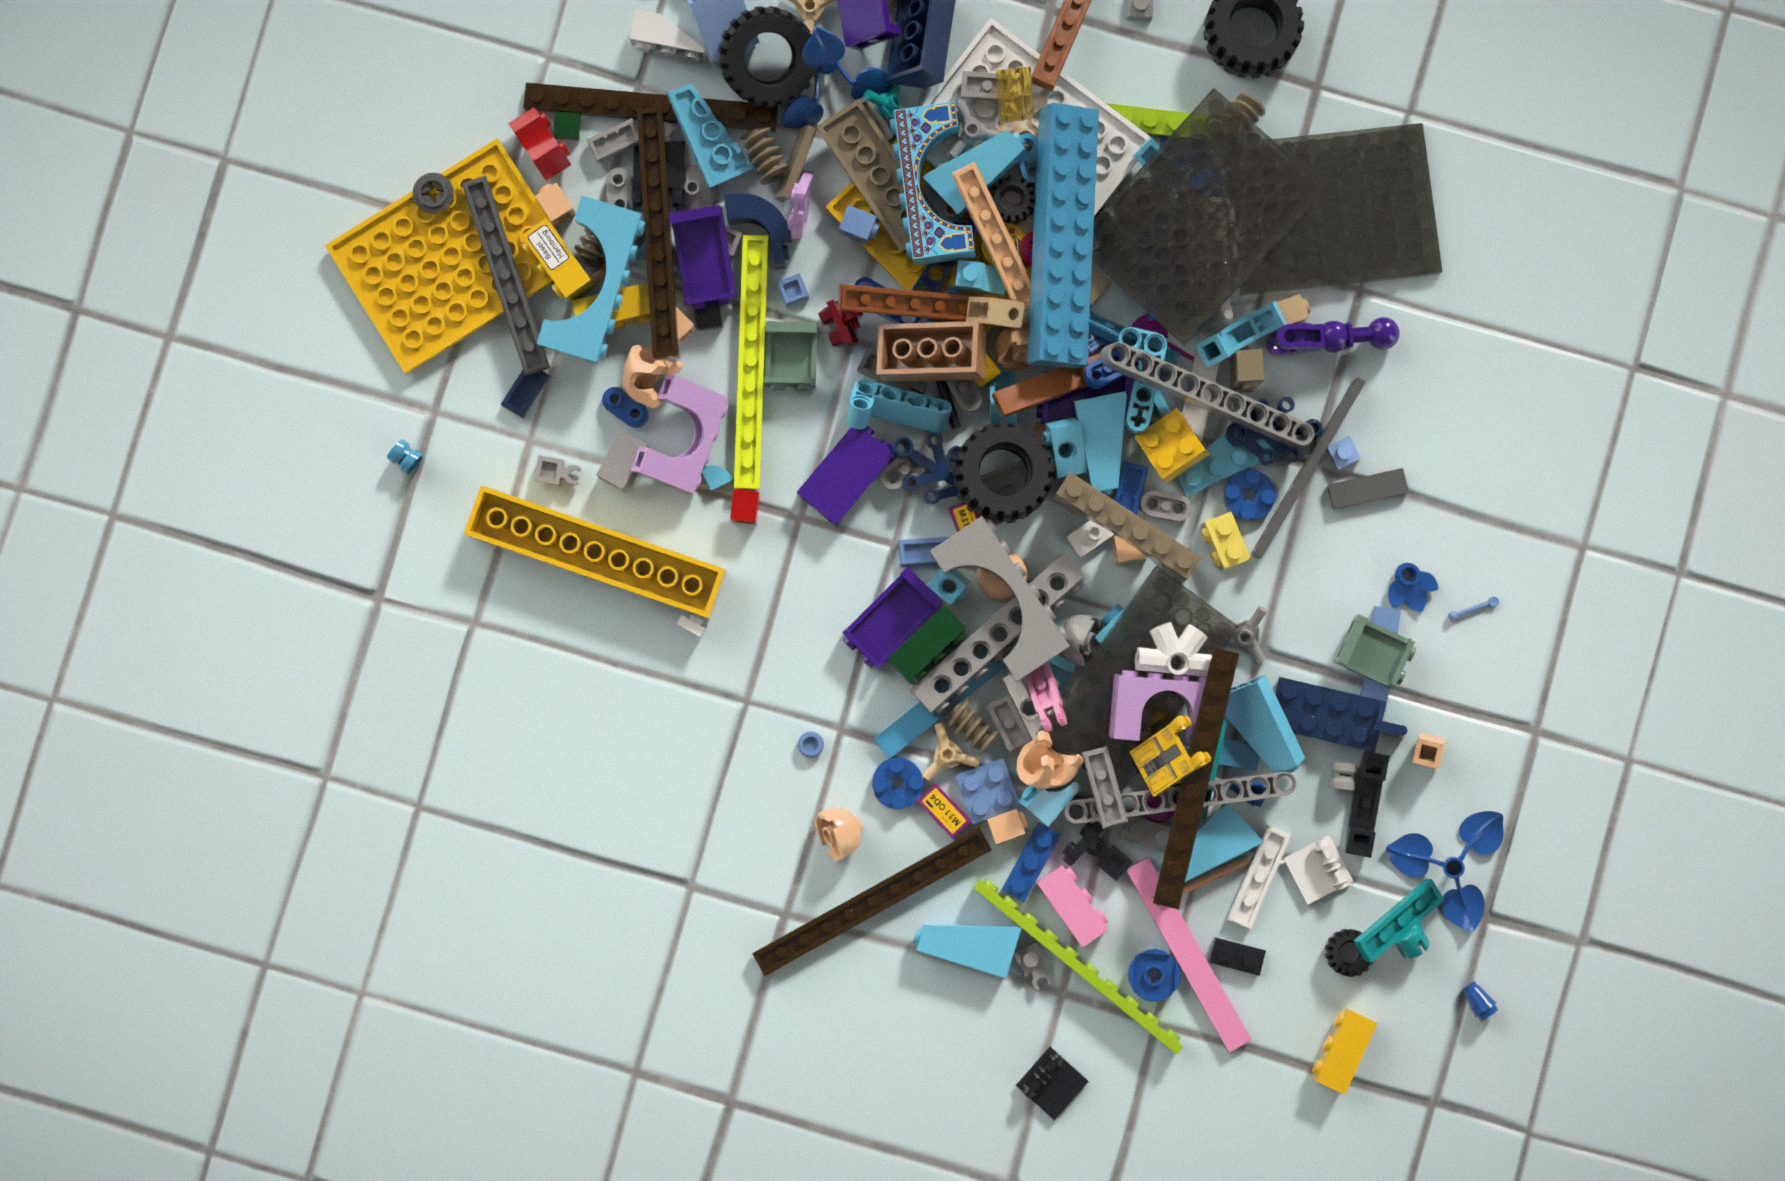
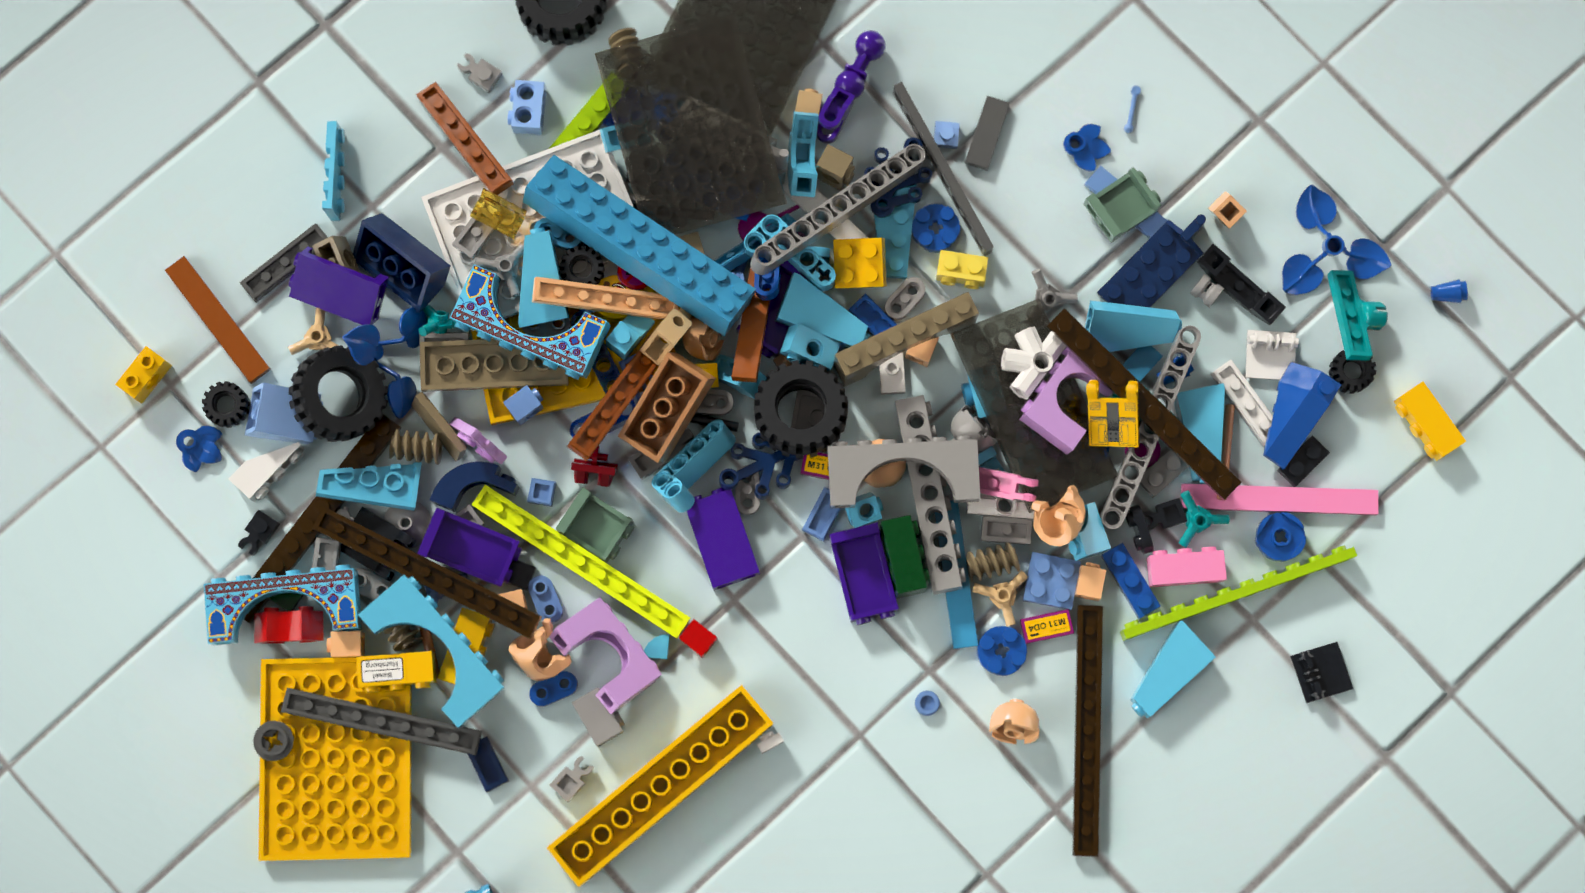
camera: 60 degrees left, 5 degrees down
(530, 80) = (231, 601): none -> arch
(611, 65) = (260, 529): none -> black plate
(700, 352) = (546, 598): none -> medium blue plate
(1031, 962) = (1212, 629): light grey plate -> none
(1105, 787) = (1107, 482): light grey tile -> none
(1124, 890) = (1198, 519): none -> teal piece
(1137, 66) = (533, 107): none -> light blue brick
(1286, 922) = (1299, 405): none -> blue wedge

